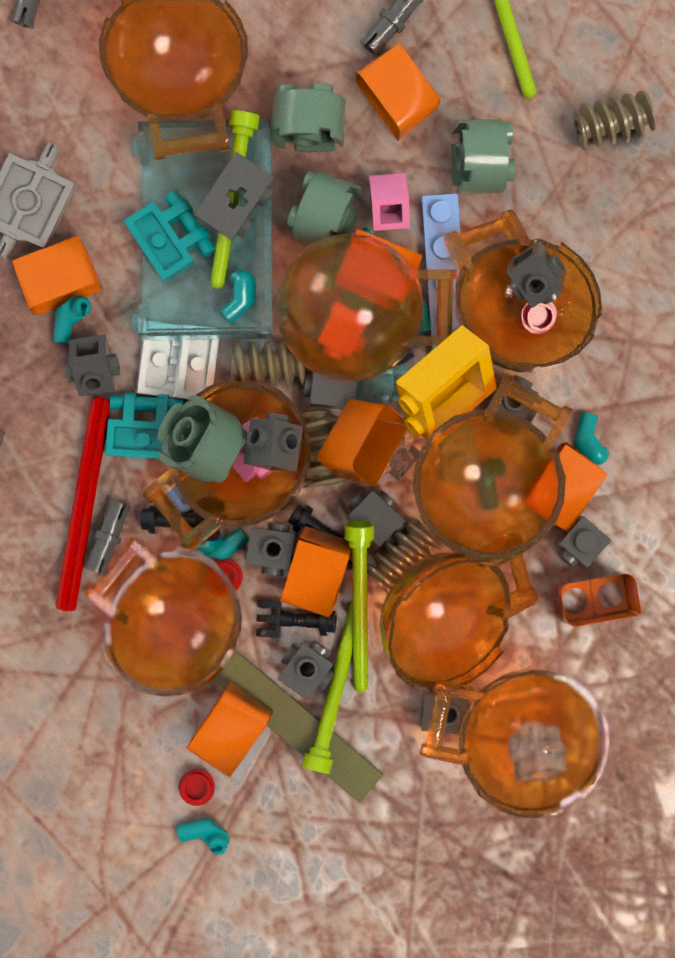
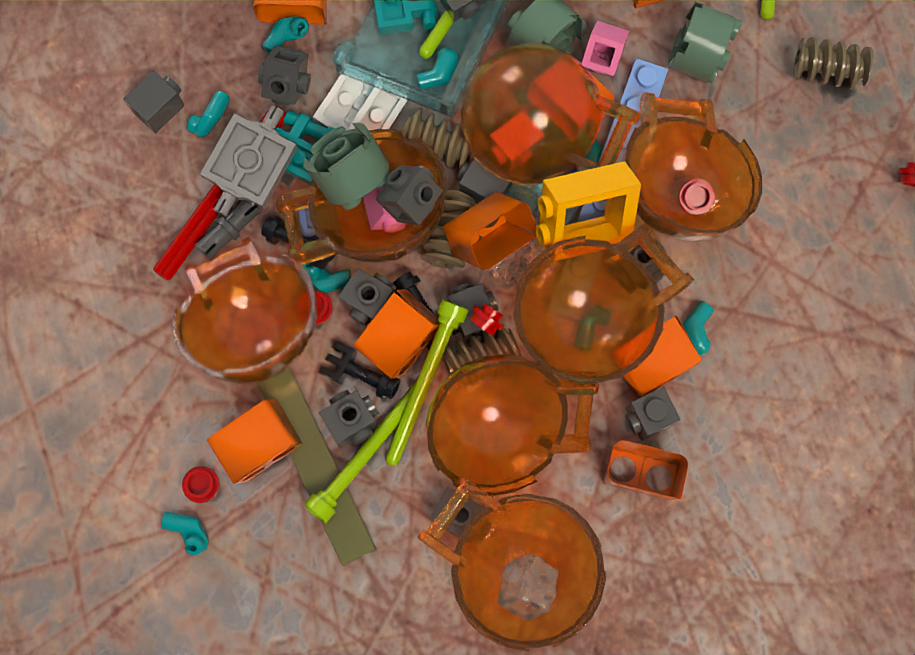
camera: 25 degrees right, 10 degrees down
(38, 434) = (213, 113): none -> teal arm
(99, 467) = (249, 161): none -> light grey plate
(394, 525) = (487, 318): none -> red plate
(536, 275) = (722, 150): dark grey brick -> none

